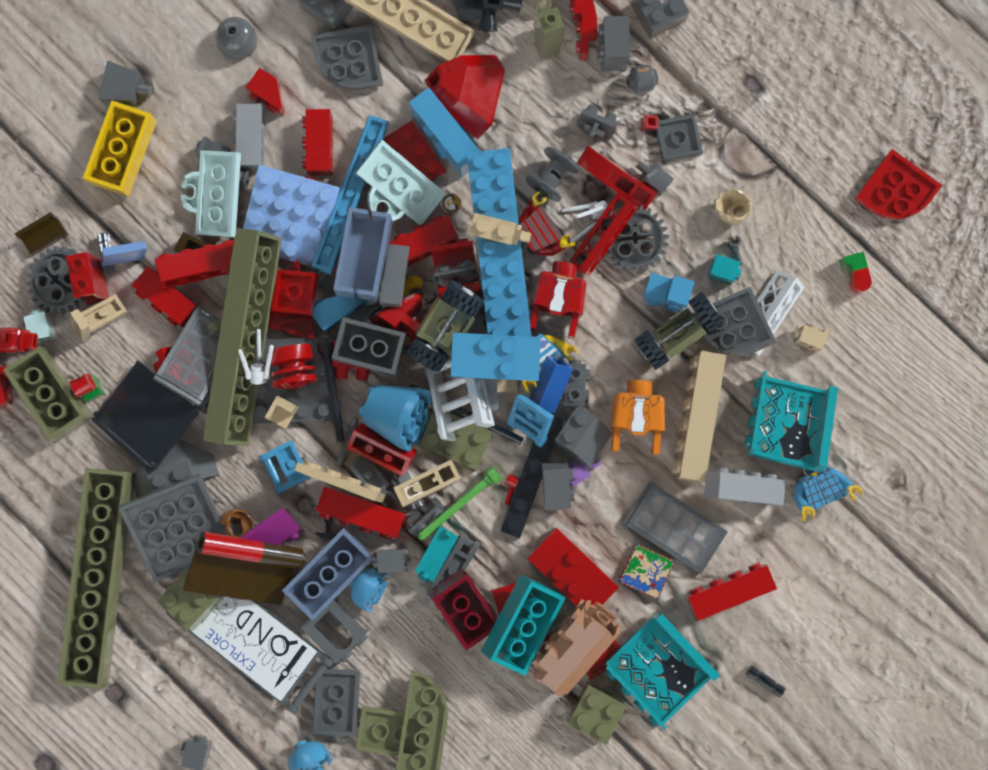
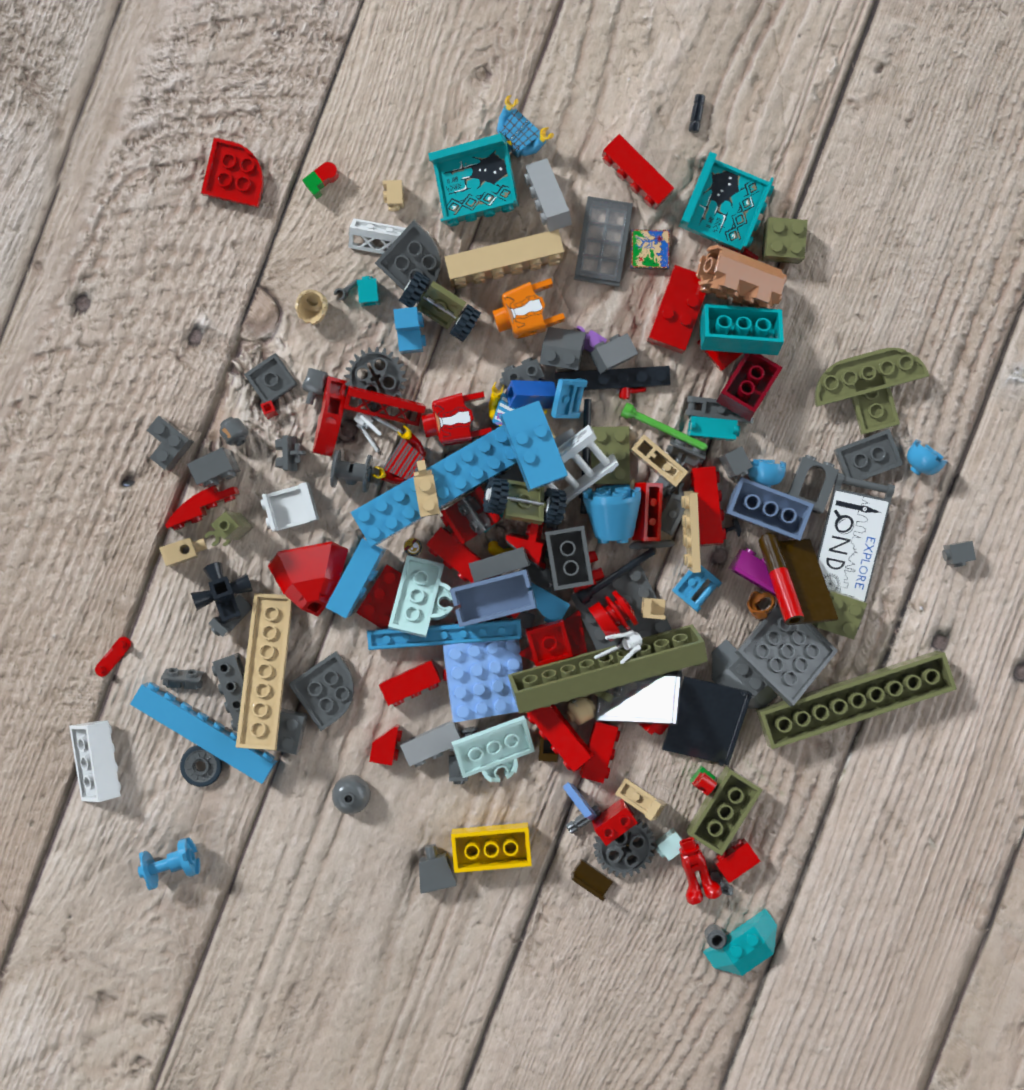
camera: 105 degrees left, 5 degrees up
(213, 296) = (580, 710): none -> tan head
(544, 101) = (289, 507): none -> white panel

